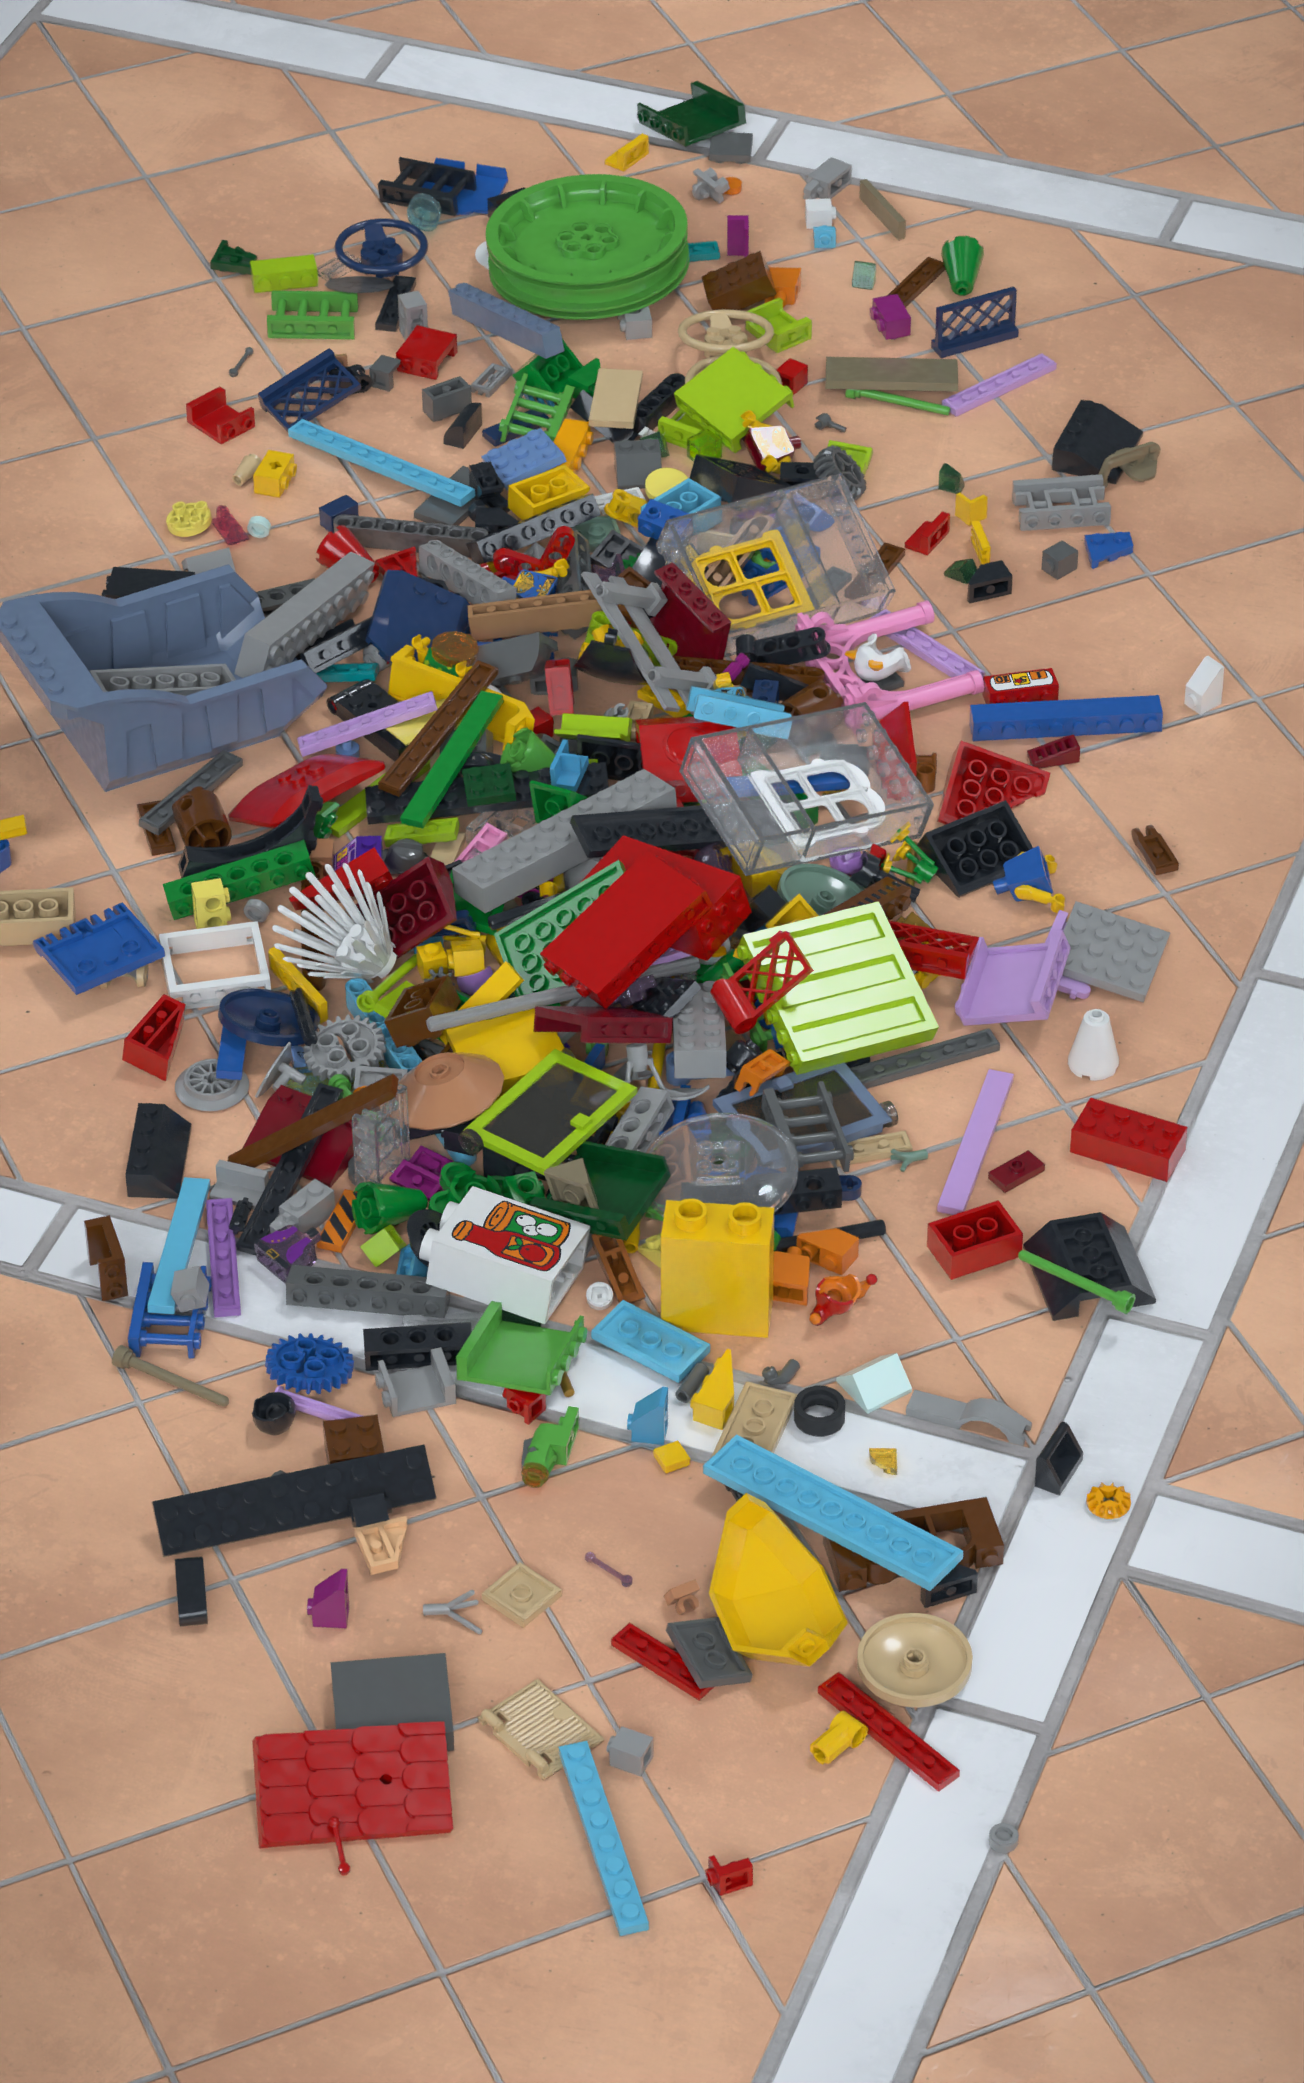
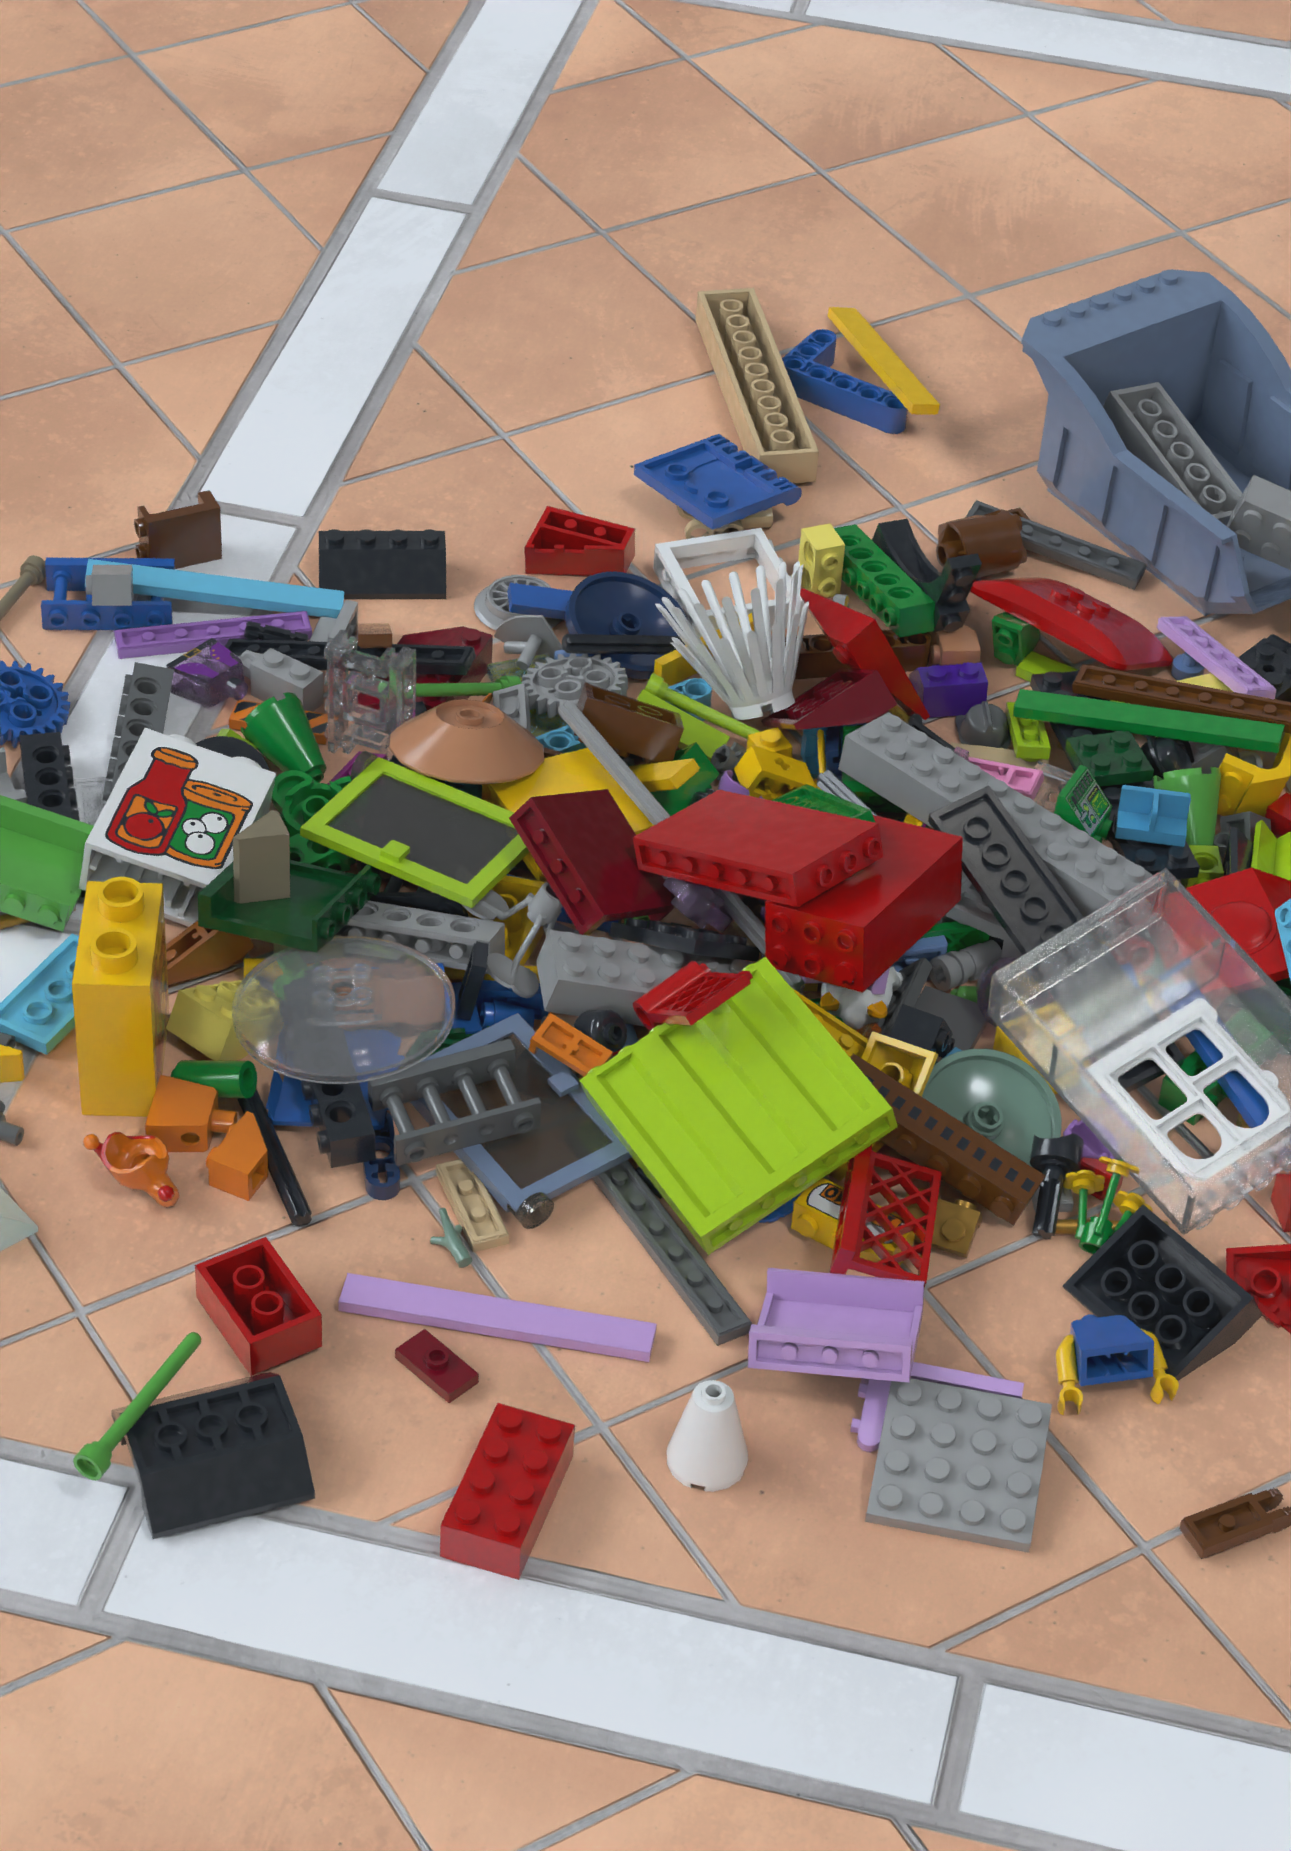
camera: 80 degrees right, 0 degrees up
(685, 1104) = (472, 980): none -> black tile

